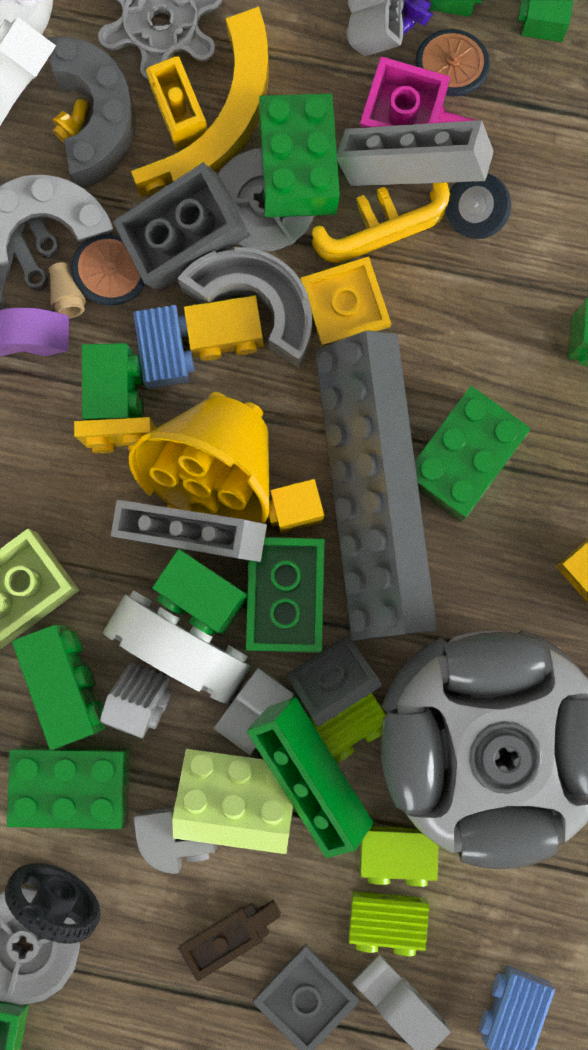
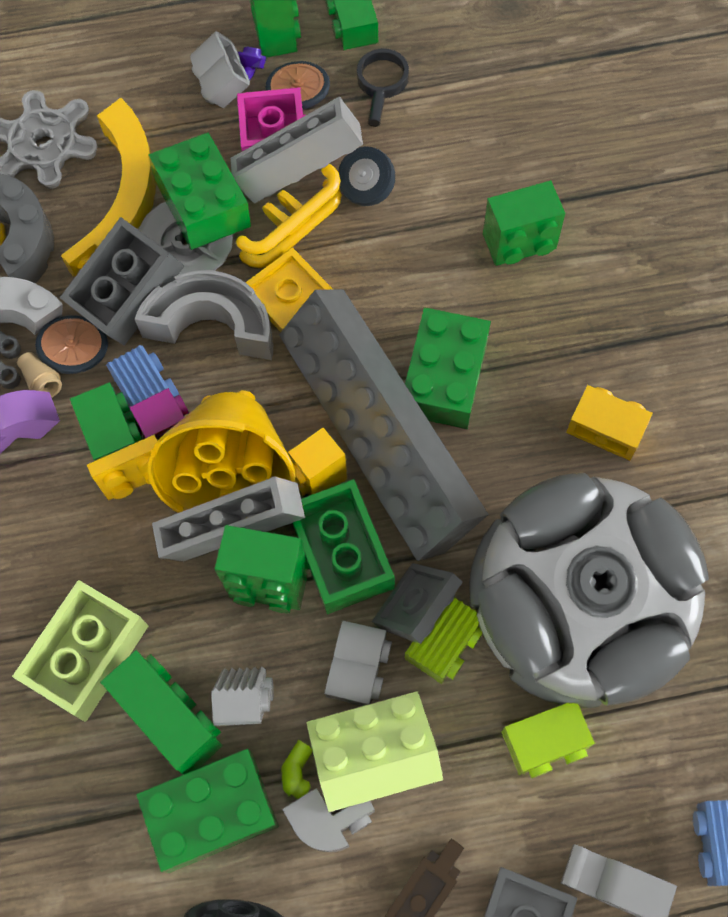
camera: 25 degrees left, 15 degrees down
(157, 781) = (291, 771): none -> lime arm
(164, 394) = (159, 413): none -> magenta brick
(176, 102) = (79, 190): yellow brick -> none
(176, 651) = (261, 632): white brick -> none
(224, 328) = (192, 349): yellow brick -> none
(310, 777) = (435, 693): green brick -> none
(388, 922) = (567, 808): lime brick -> none
(536, 108) = (380, 93): none -> black piece

